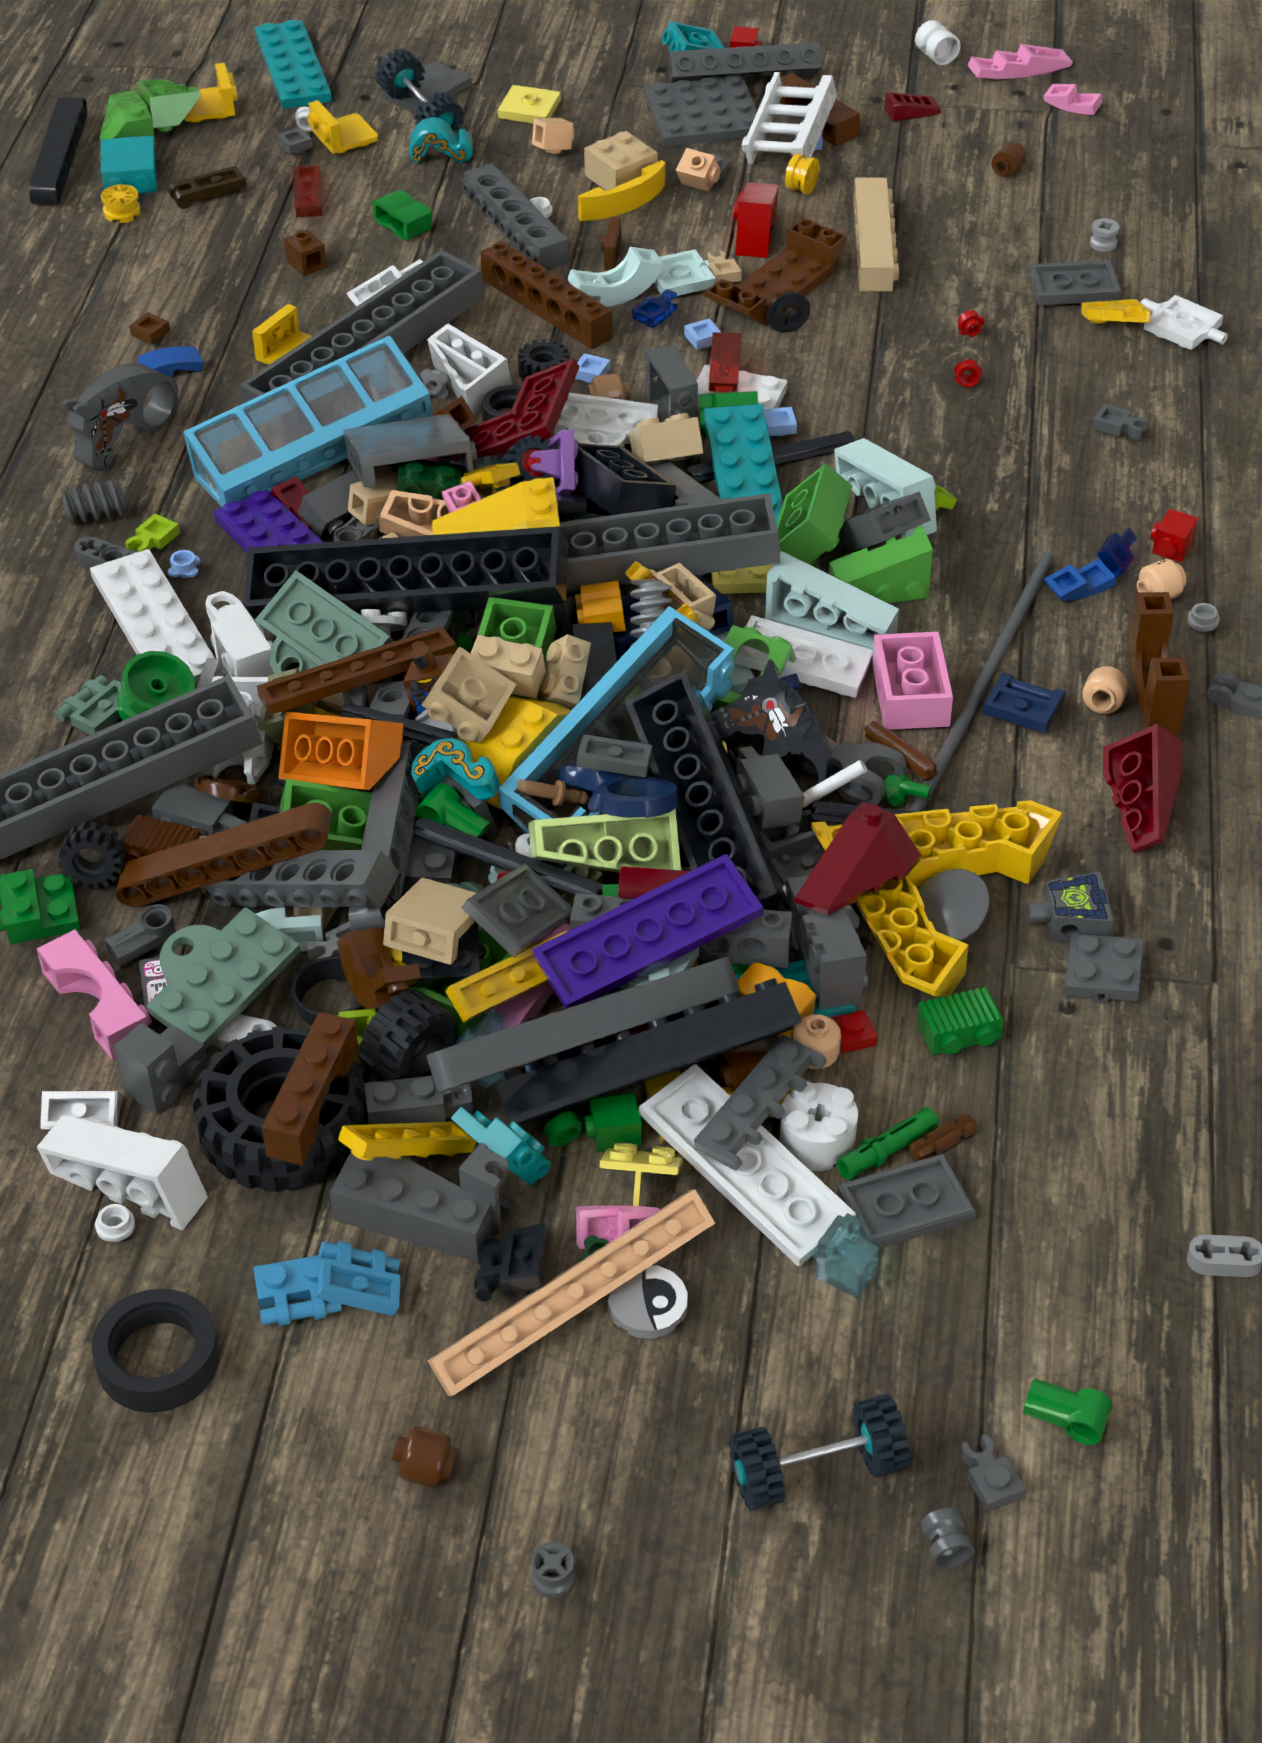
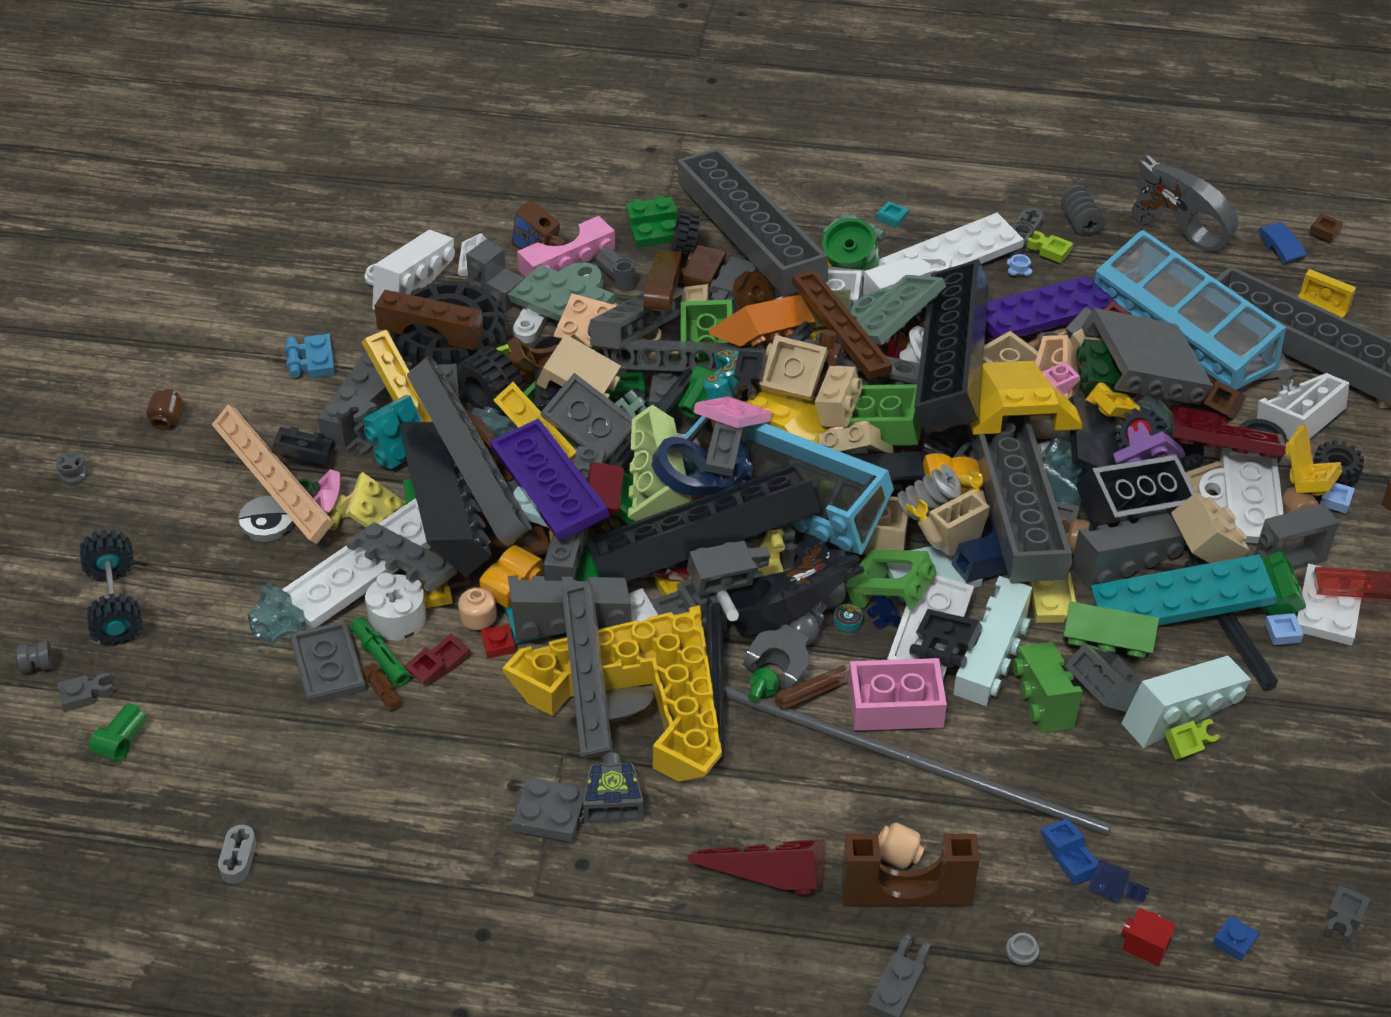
camera: 90 degrees right, 0 degrees up
(55, 672) = (892, 214): none -> teal tile
(56, 1023) = (535, 225): none -> reddish brown torso
(160, 1392) = (275, 316): black tyre -> none
(298, 936) = (578, 315): none -> light nougat hinge
(358, 1278) = (297, 375): dark azure plate -> none
(475, 730) = (748, 369): none -> black plate
(544, 750) = (732, 412): none -> bright pink plate
(592, 360) = (1304, 474): none -> yellow bracket
(835, 624) = (949, 630): none -> black plate
(861, 857) = (636, 617): dark red wedge -> none
(890, 1087) = (438, 662): none -> dark red slope
(933, 907) = (586, 670): none -> dark grey tile
(960, 1021) = (493, 703): green brick -> none
(1023, 703) = (876, 780): dark blue plate -> none
(1156, 490) = (1236, 938): none -> blue plate
(1162, 577) = (1066, 911): light nougat head -> none

